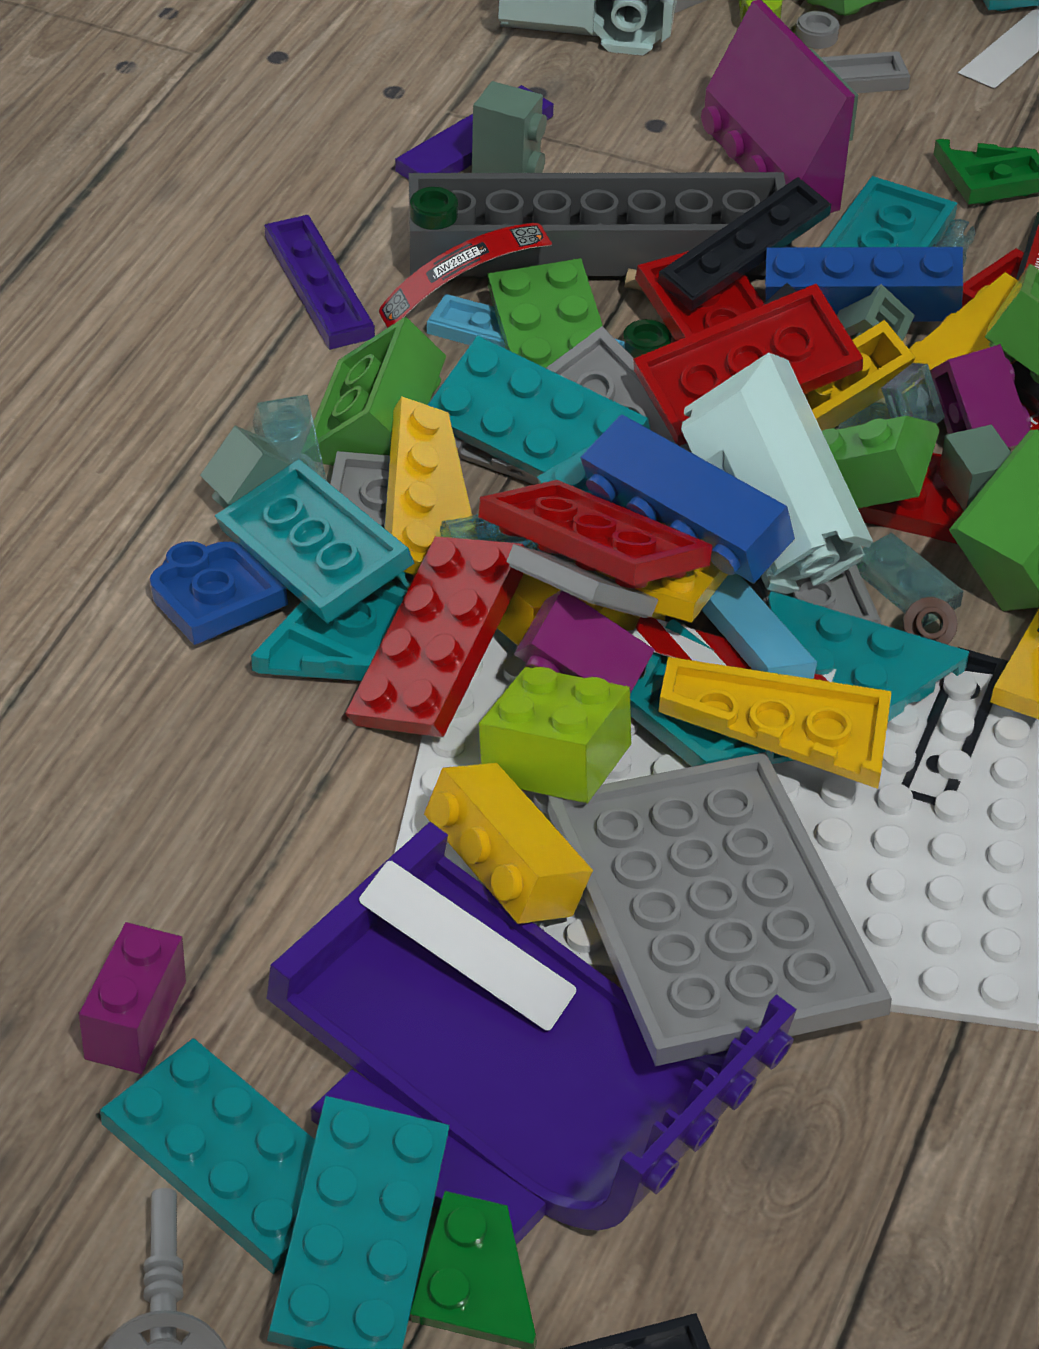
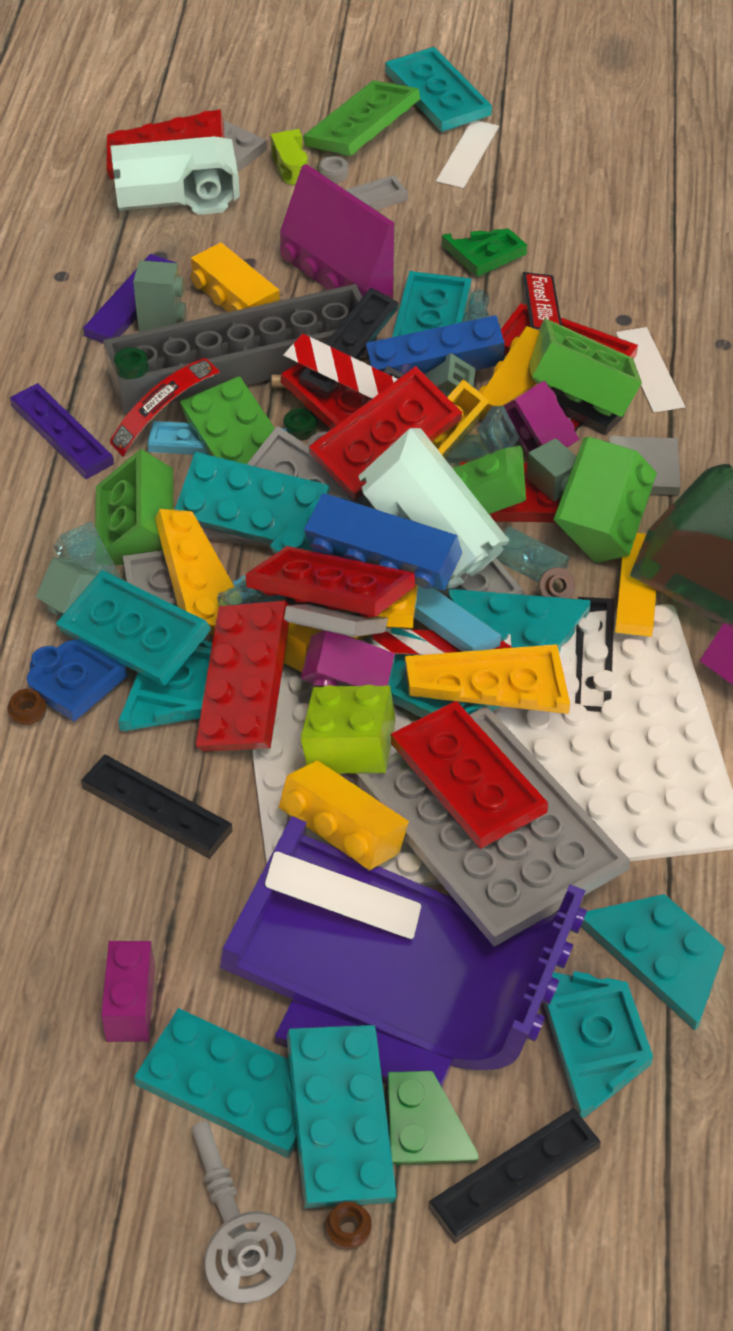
camera: 15 degrees left, 5 degrees up
(138, 611) = (29, 700): none -> reddish brown plate
(266, 778) = (157, 806): none -> black tile
(616, 135) = (230, 280): none -> yellow brick
(701, 830) = (469, 774): none -> red plate
(714, 266) = (339, 366): none -> sticker
(763, 1226) = (597, 1037): none -> teal wing
(905, 1140) = (661, 950): none -> teal wing

